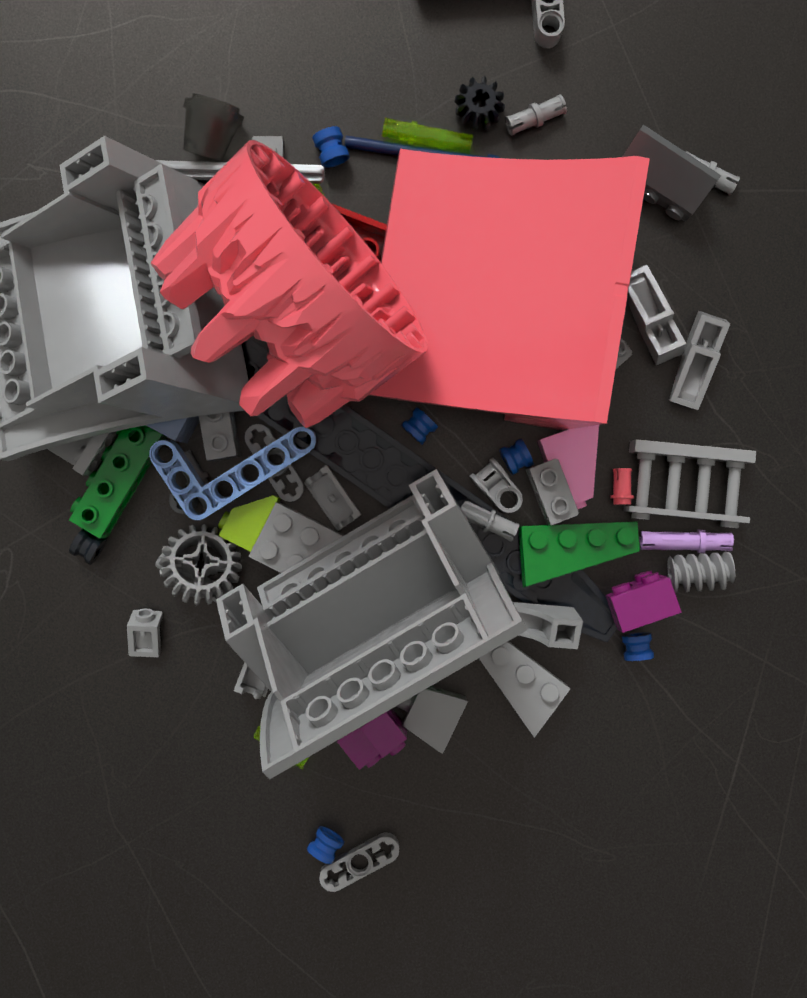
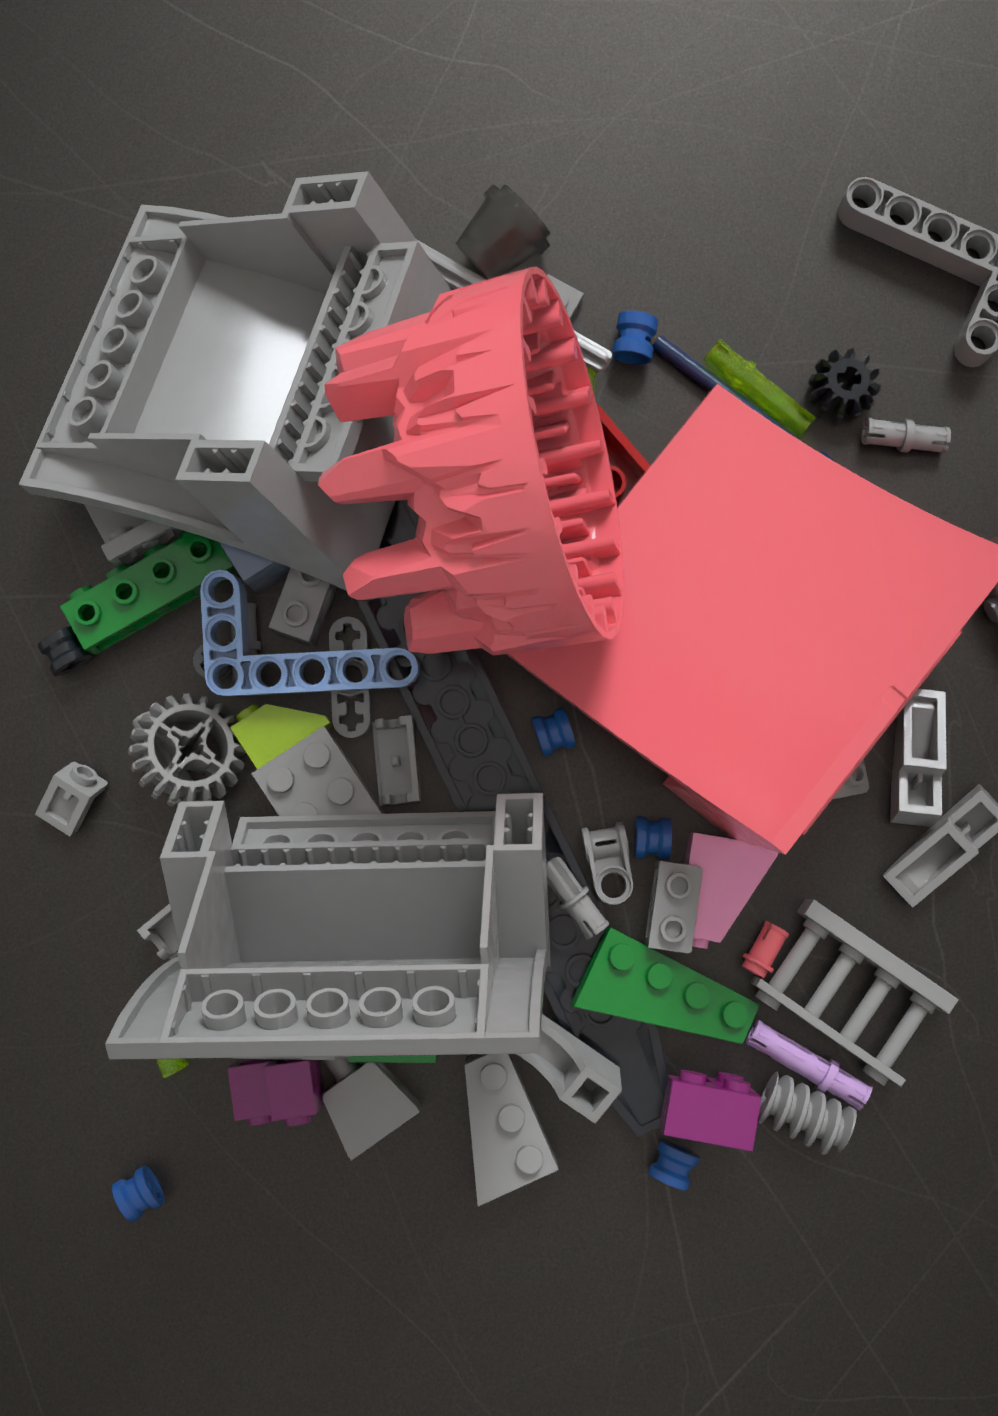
camera: 30 degrees right, 5 degrees down
(382, 860) = (200, 1251): light grey beam -> none

